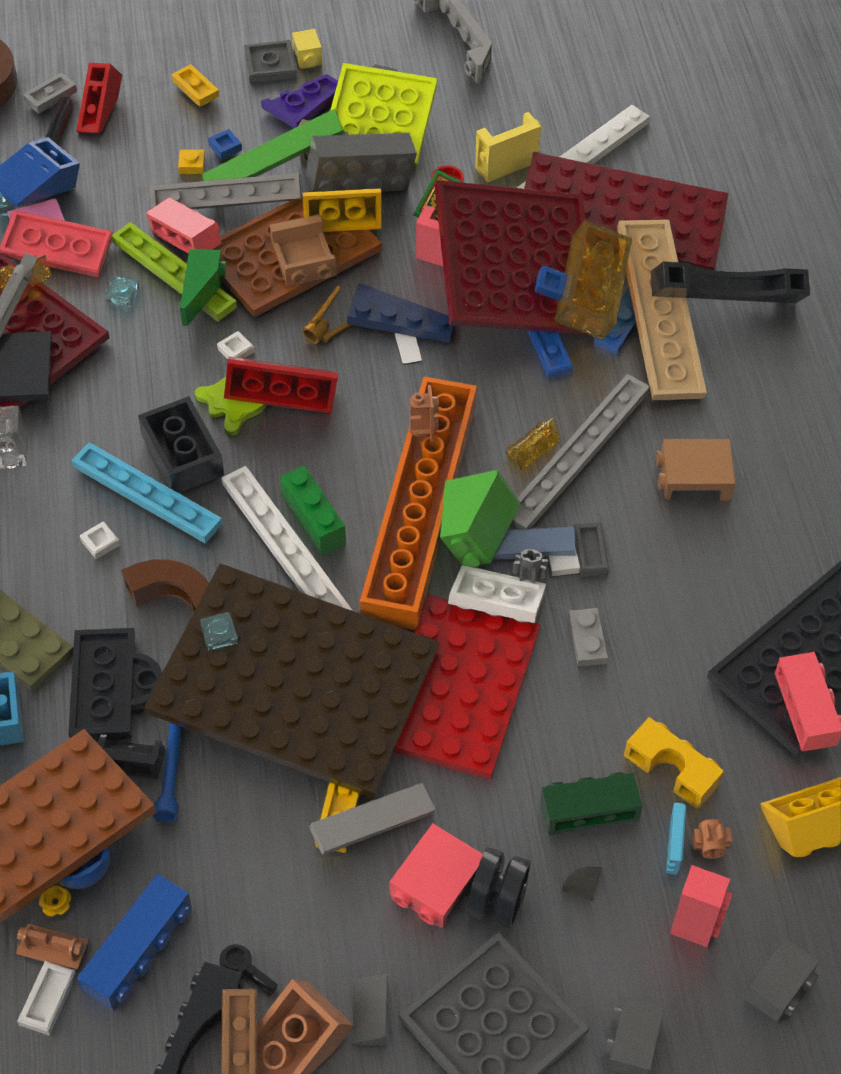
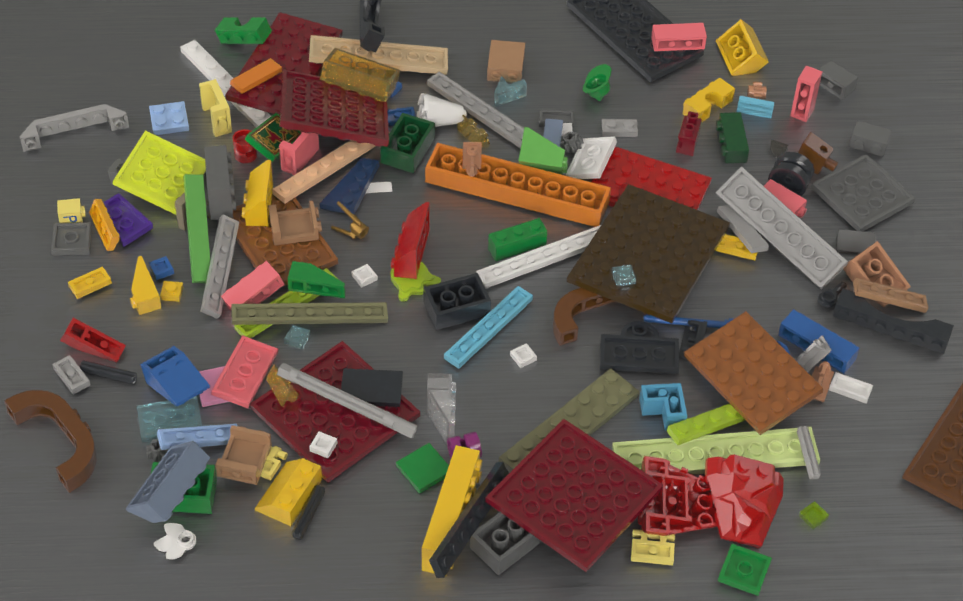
camera: 85 degrees left, 5 degrees down
(94, 924) = (813, 354): none -> light grey hinge
(149, 292) = (309, 313): none -> olive plate
(188, 131) = (143, 290): none -> yellow slope
(289, 81) = (104, 225): none -> light orange plate
(368, 874) = (782, 228): none -> light grey plate
(417, 273) = (320, 170): none -> light nougat plate
(485, 359) = (408, 142): none -> dark green brick
(495, 113) = (169, 118): none -> light blue plate
(550, 283) = (360, 94): blue plate -> none
(556, 388) = (439, 110): none -> white cone
(565, 923) = (818, 153): none -> reddish brown torso
(571, 174) = (256, 76): none -> orange tile
(580, 726) = (689, 134): none -> dark red hips
(629, 475) = (509, 92): none -> clear light blue slope
(667, 154) = (232, 32): none -> green arch
(671, 594) = (597, 82): none -> green piece

